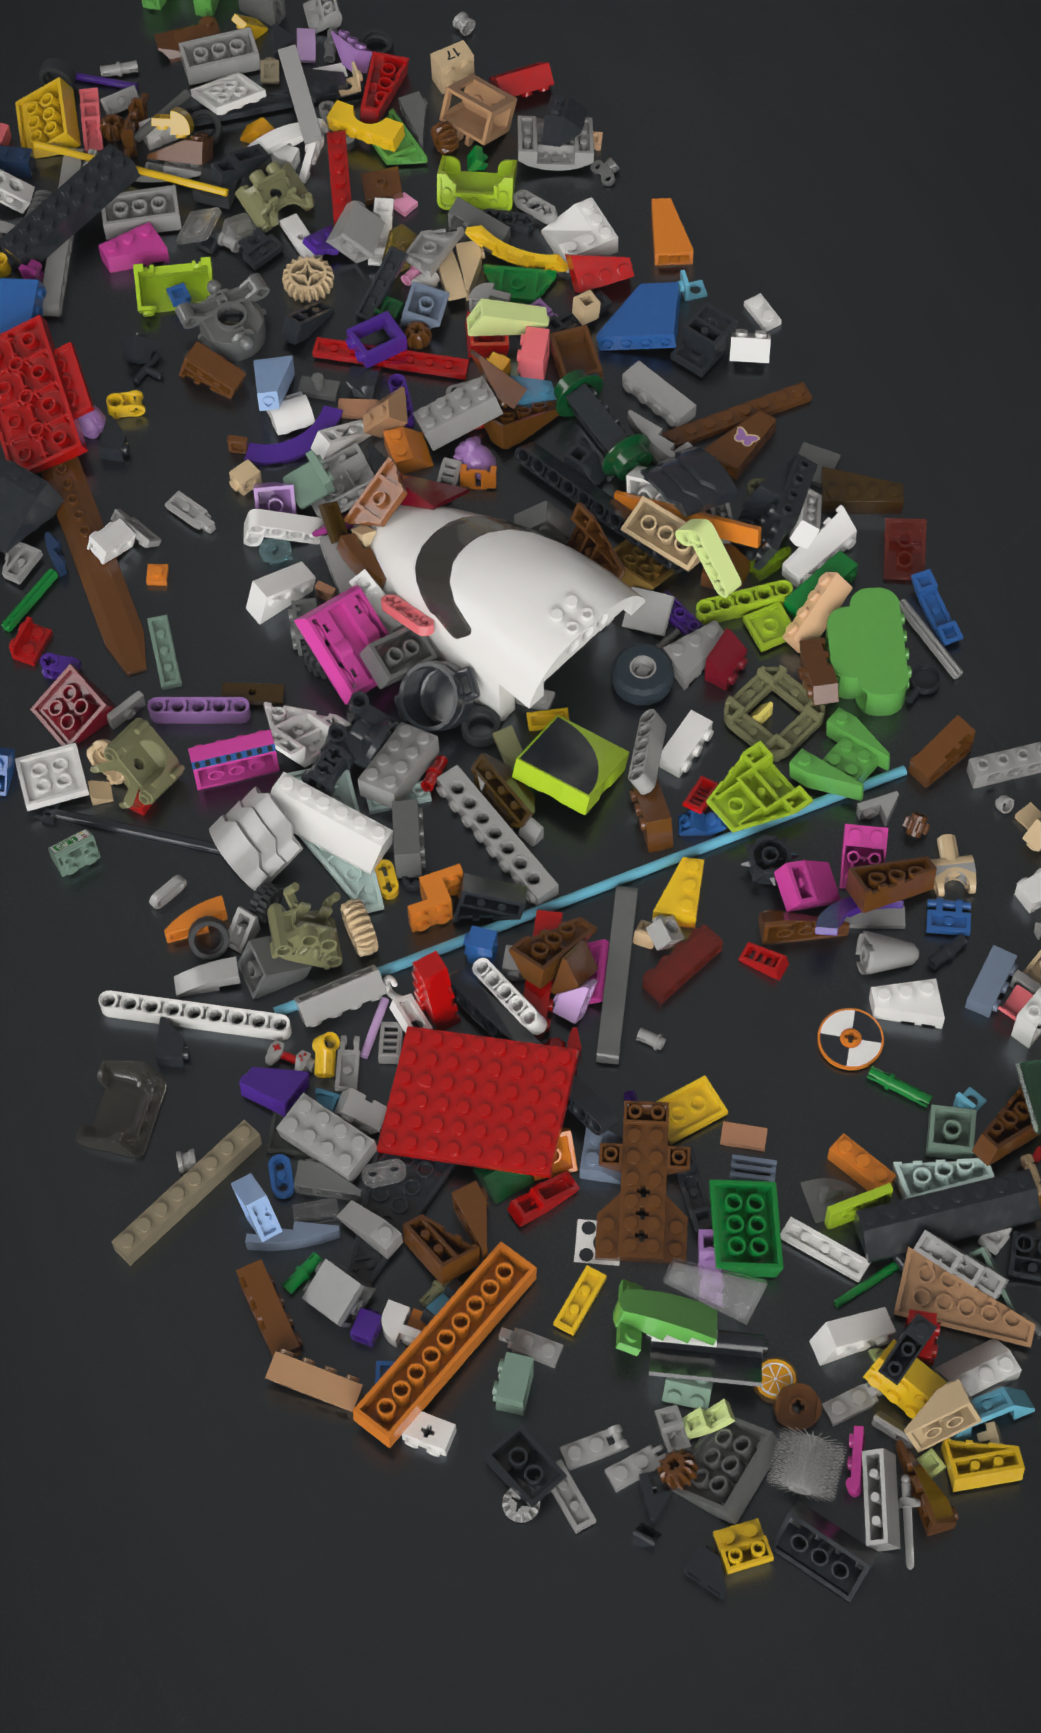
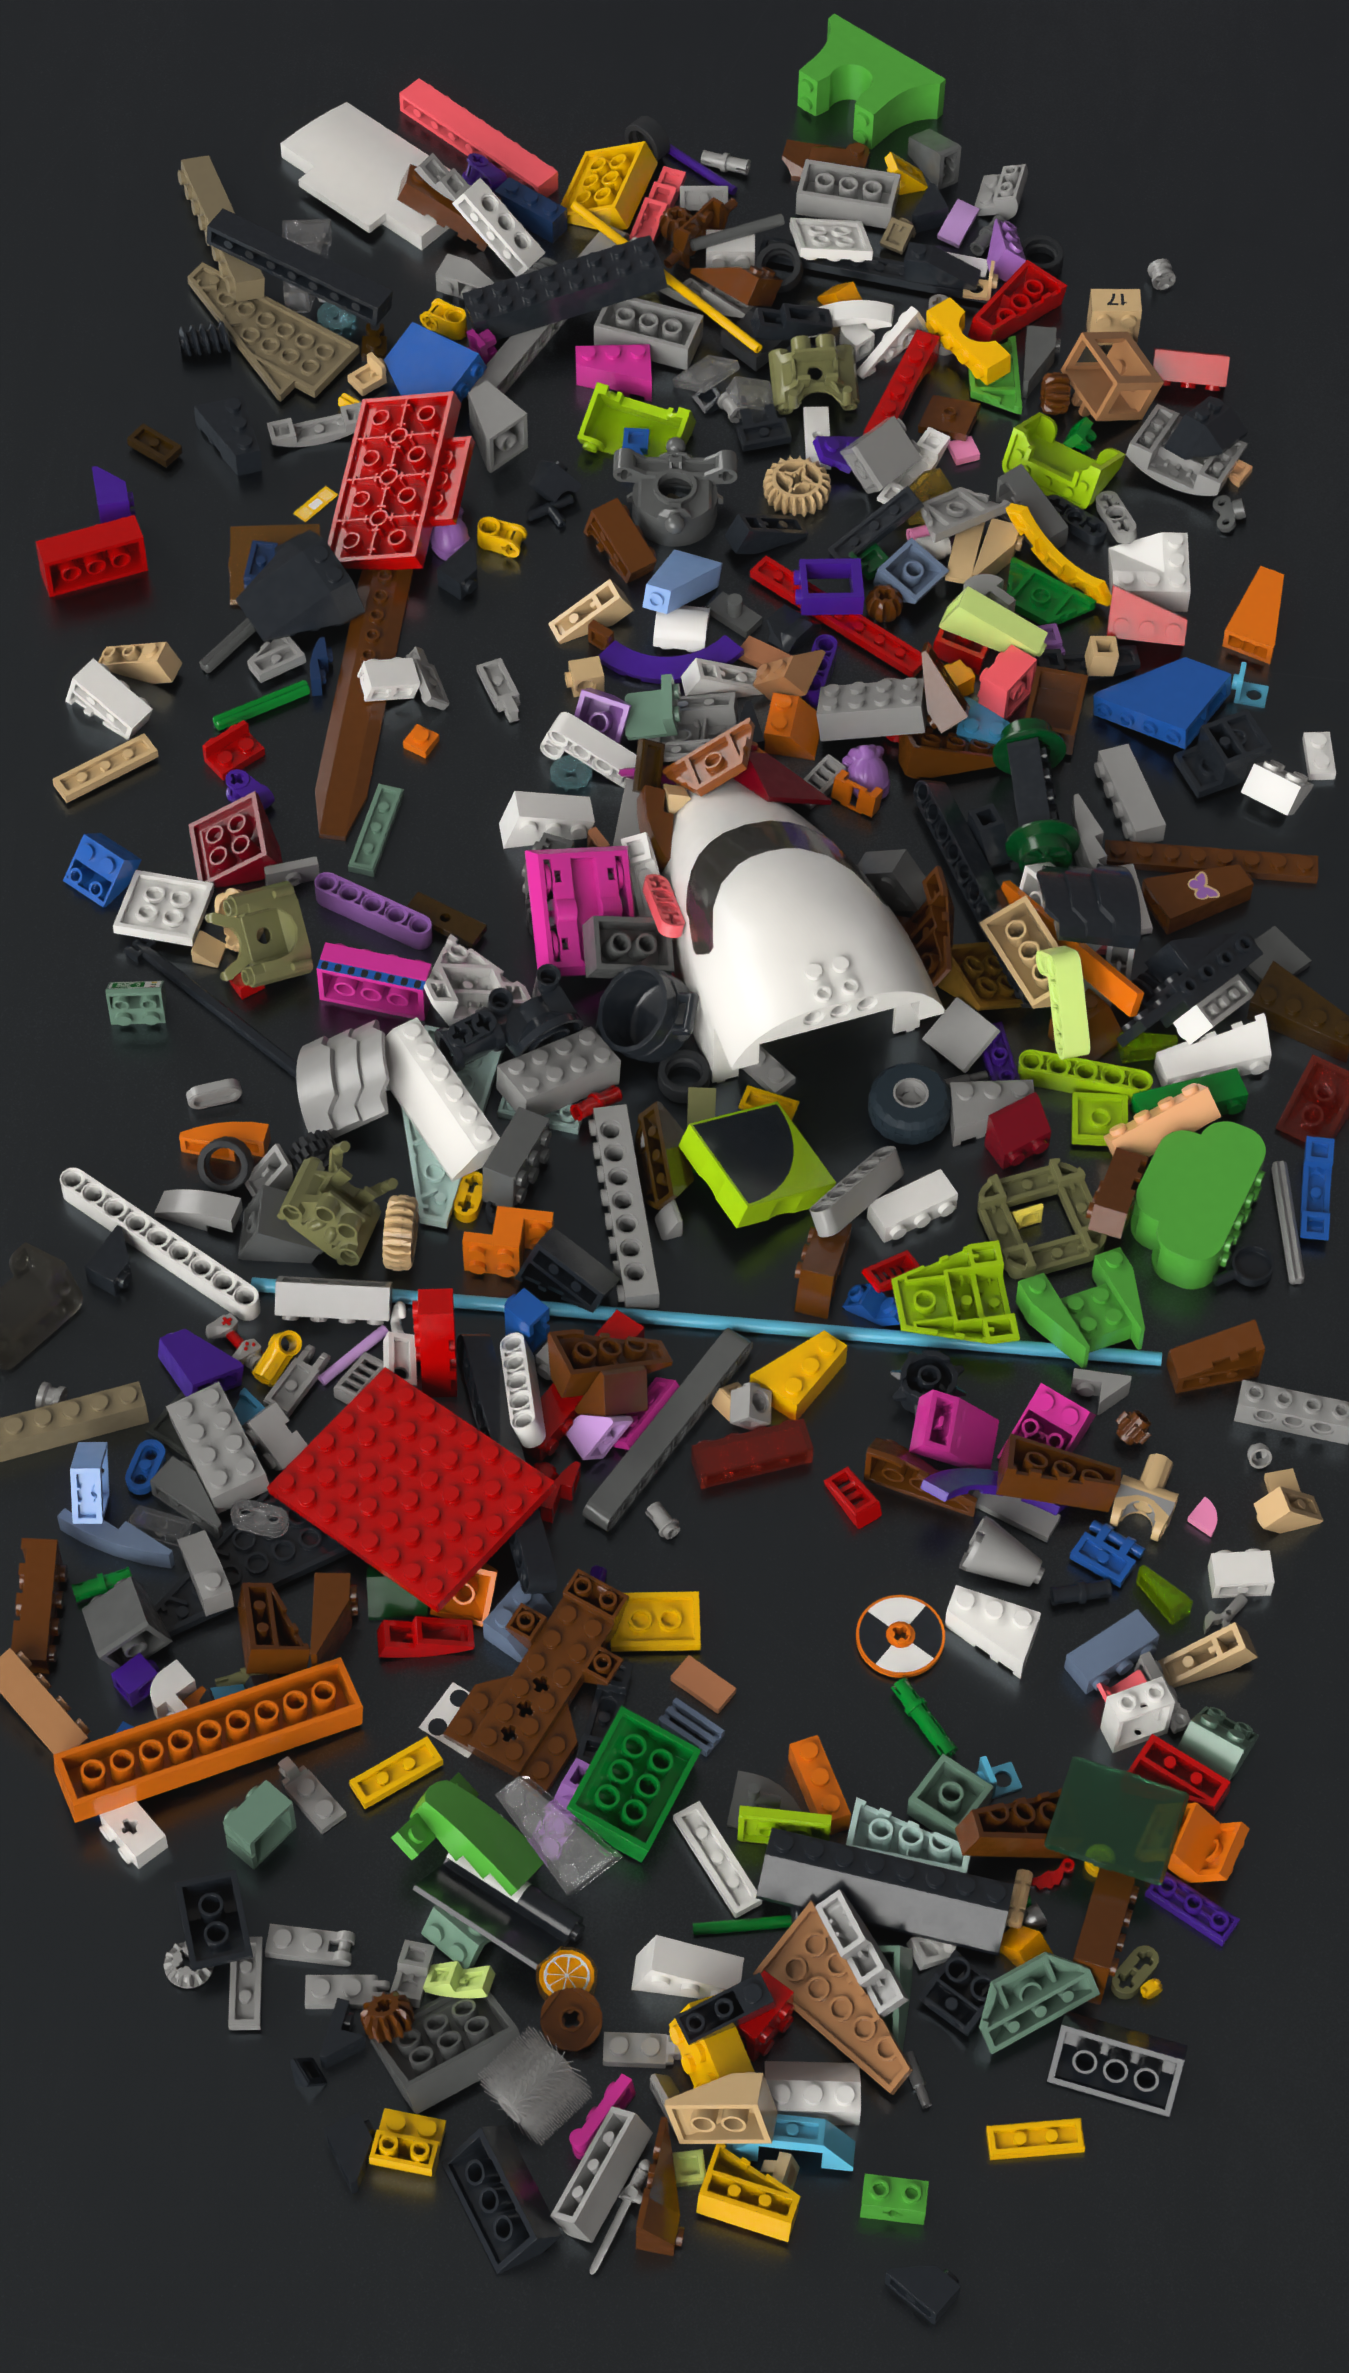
camera: 25 degrees right, 5 degrees down
(75, 324) = (497, 425): none -> light grey slope
(179, 121) = (746, 243): yellow brick -> none
(227, 422) = (605, 605): none -> tan slope
(300, 94) = (907, 272): light grey tile -> none
(994, 862) = (1204, 1517): none -> bright pink tile
(1001, 927) = (1165, 1596): none -> clear neon green slope

